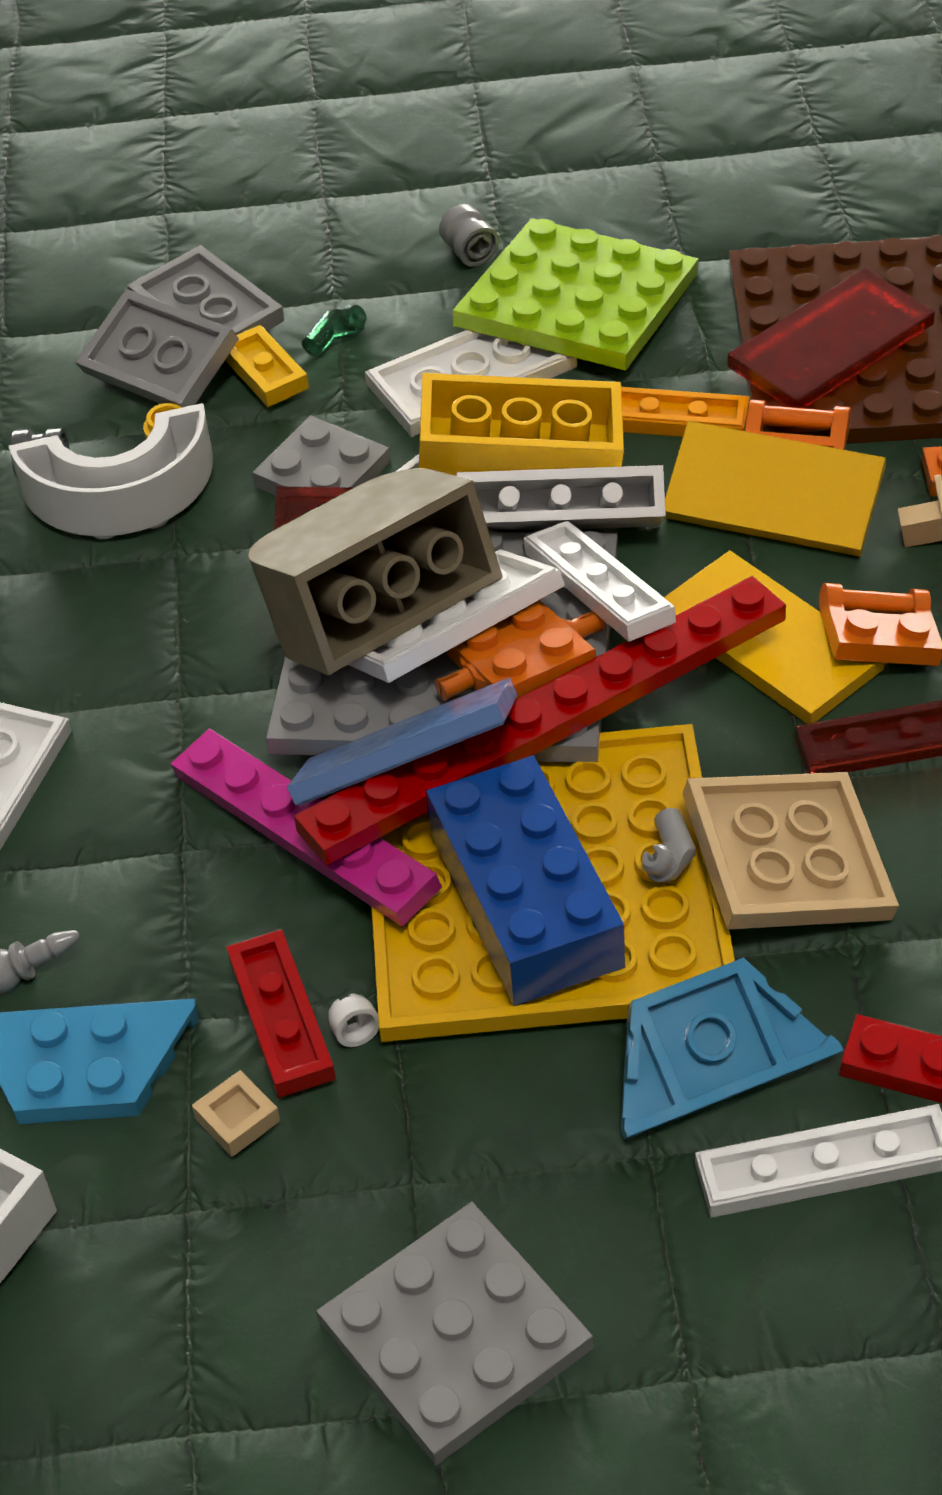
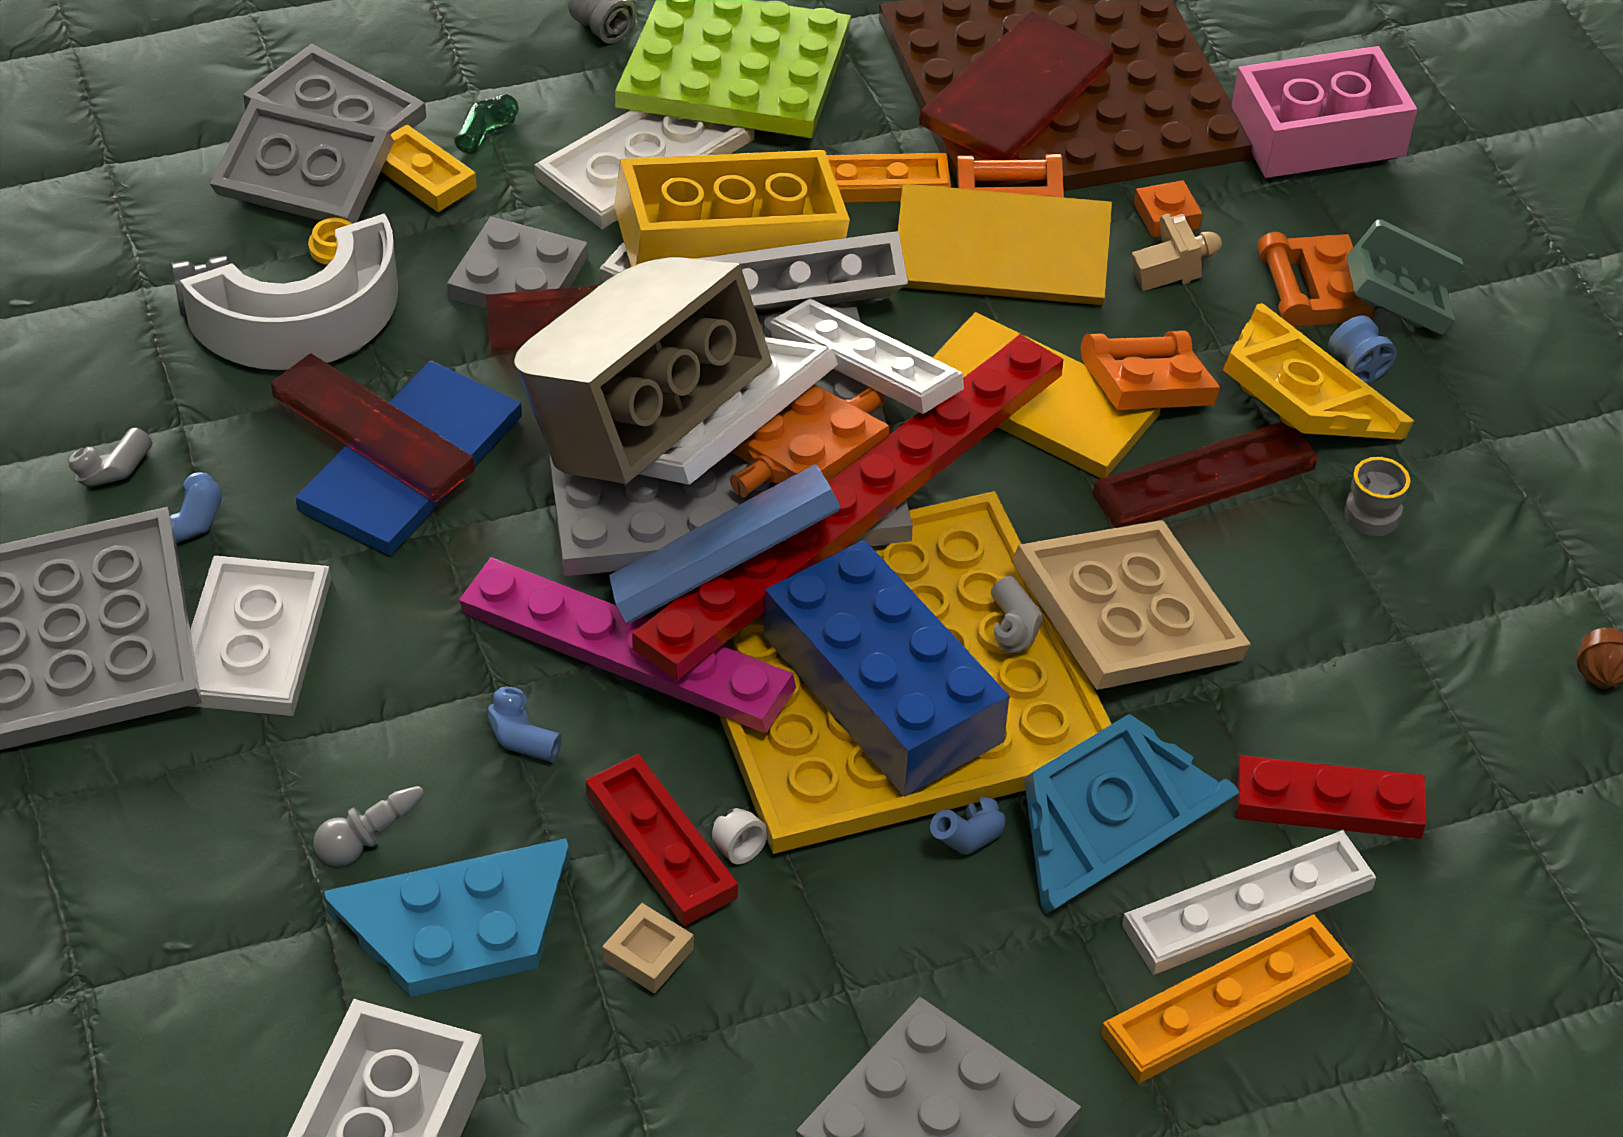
camera: 20 degrees left, 0 degrees up
(143, 597) = (373, 427): none -> clear red tile
(168, 629) = (376, 505): none -> blue tile
(184, 890) = (515, 730): none -> medium blue arm
(568, 1053) = (969, 835): none -> medium blue arm
(773, 1252) = (1225, 998): none -> light orange tile

